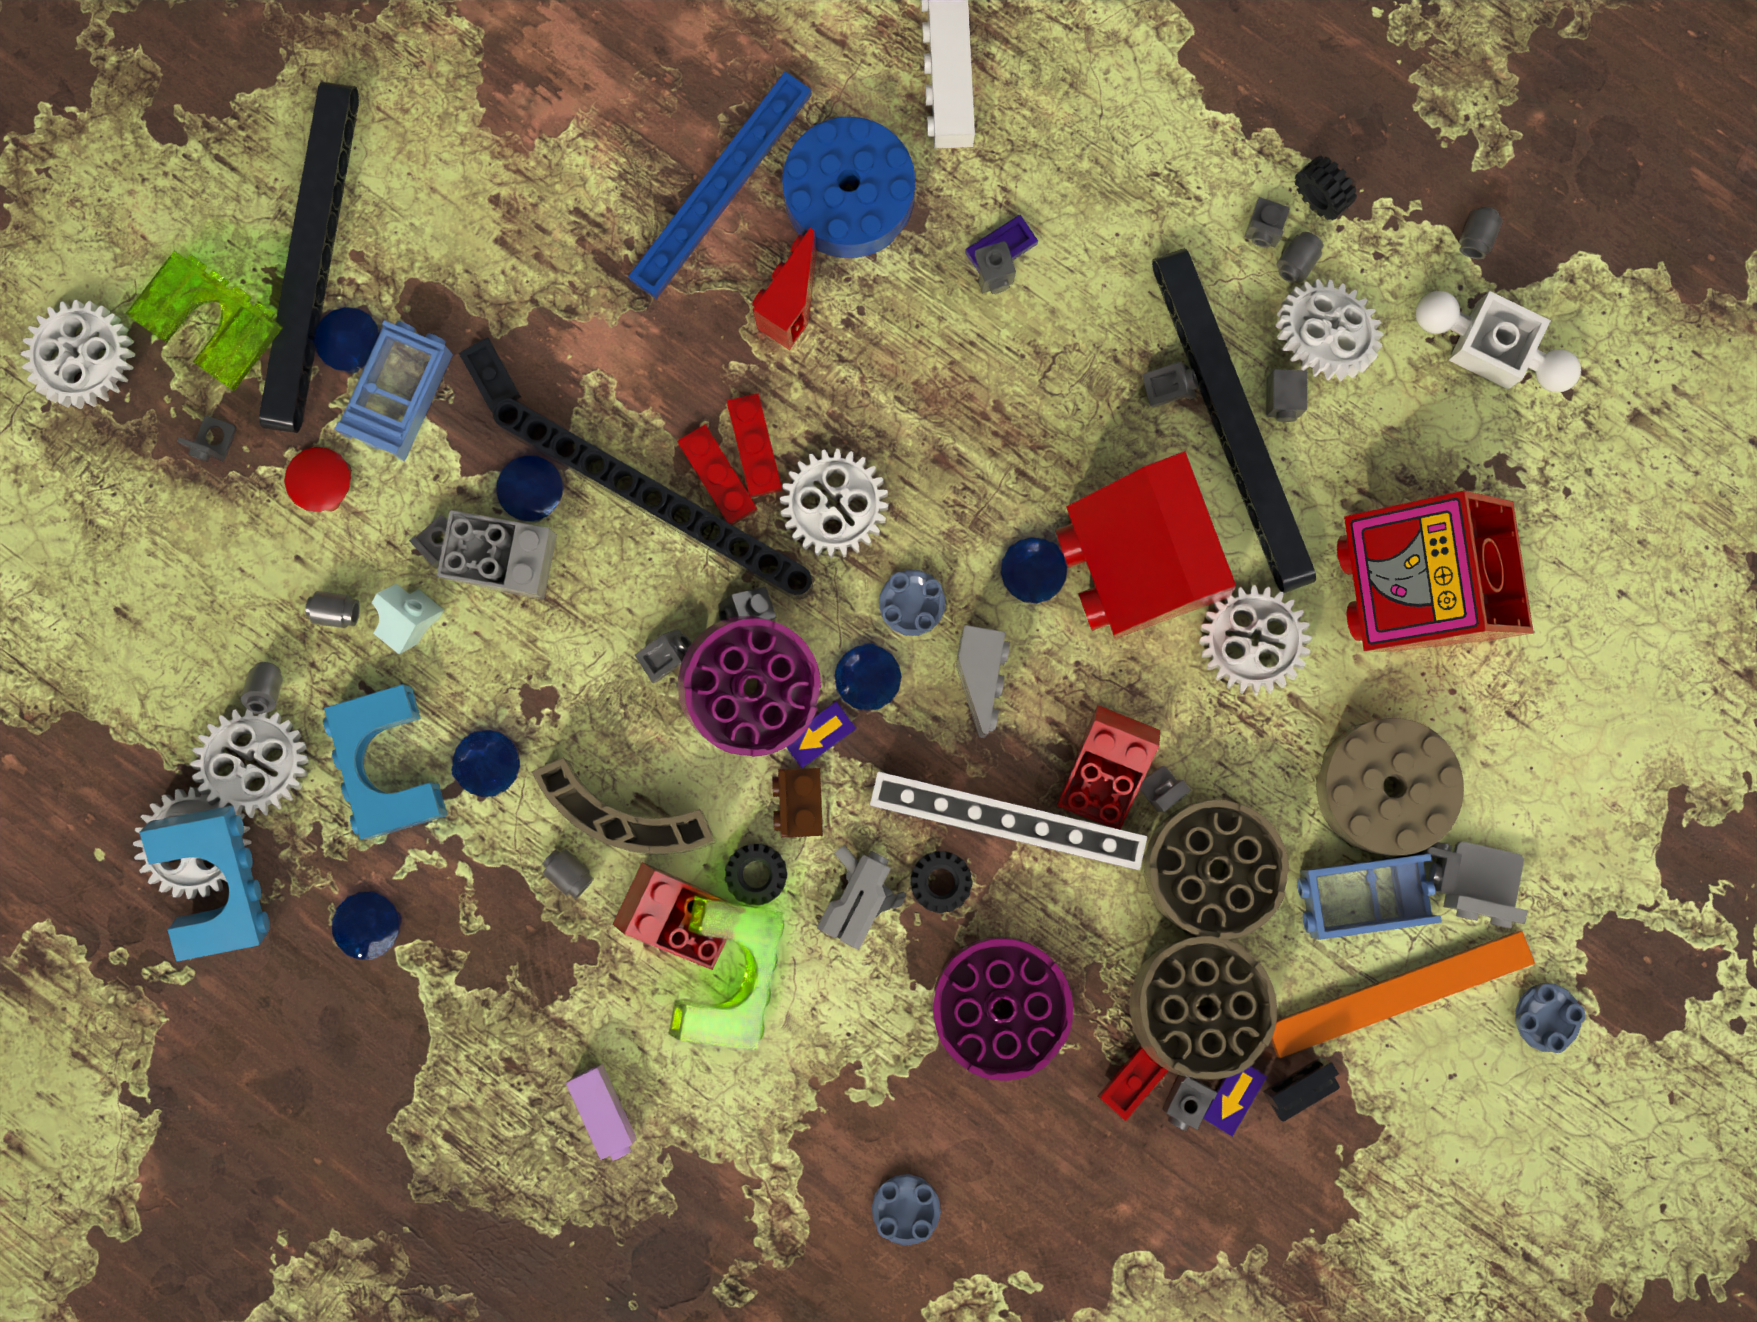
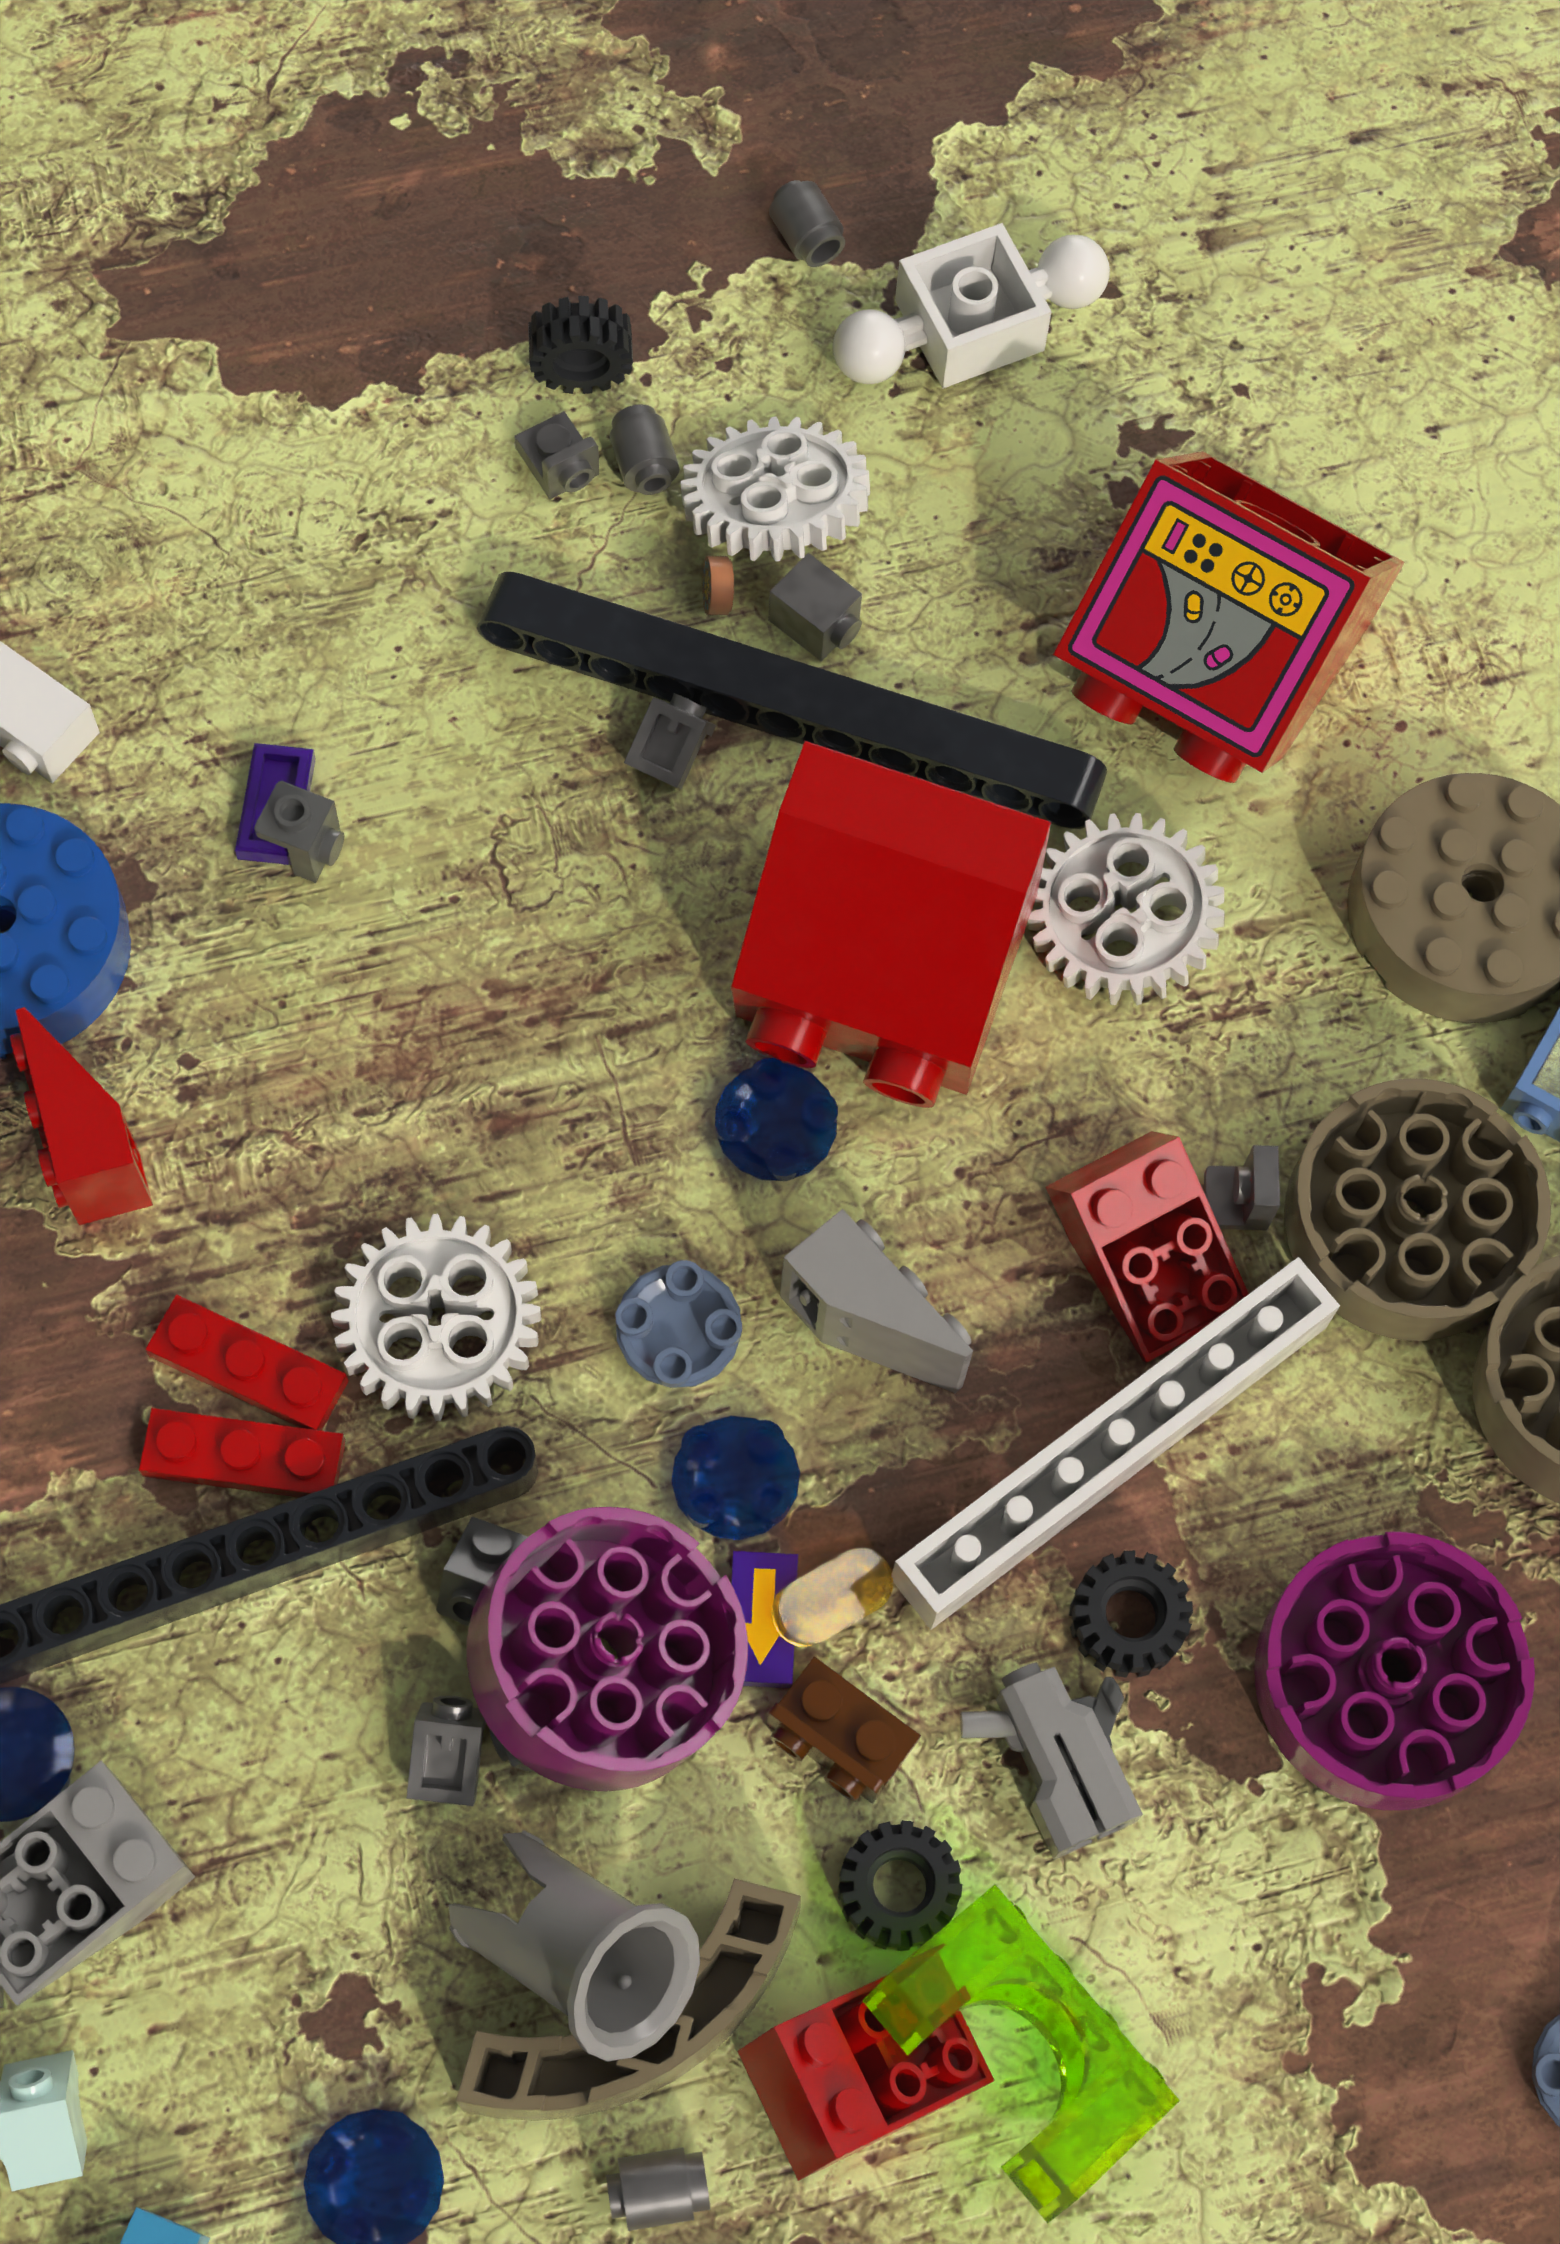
camera: 55 degrees left, 15 degrees down
(624, 776) = (589, 1953): none -> light grey piece
(849, 756) = (832, 1597): none -> clear yellow tile
(1261, 343) = (717, 585): none -> nougat tile

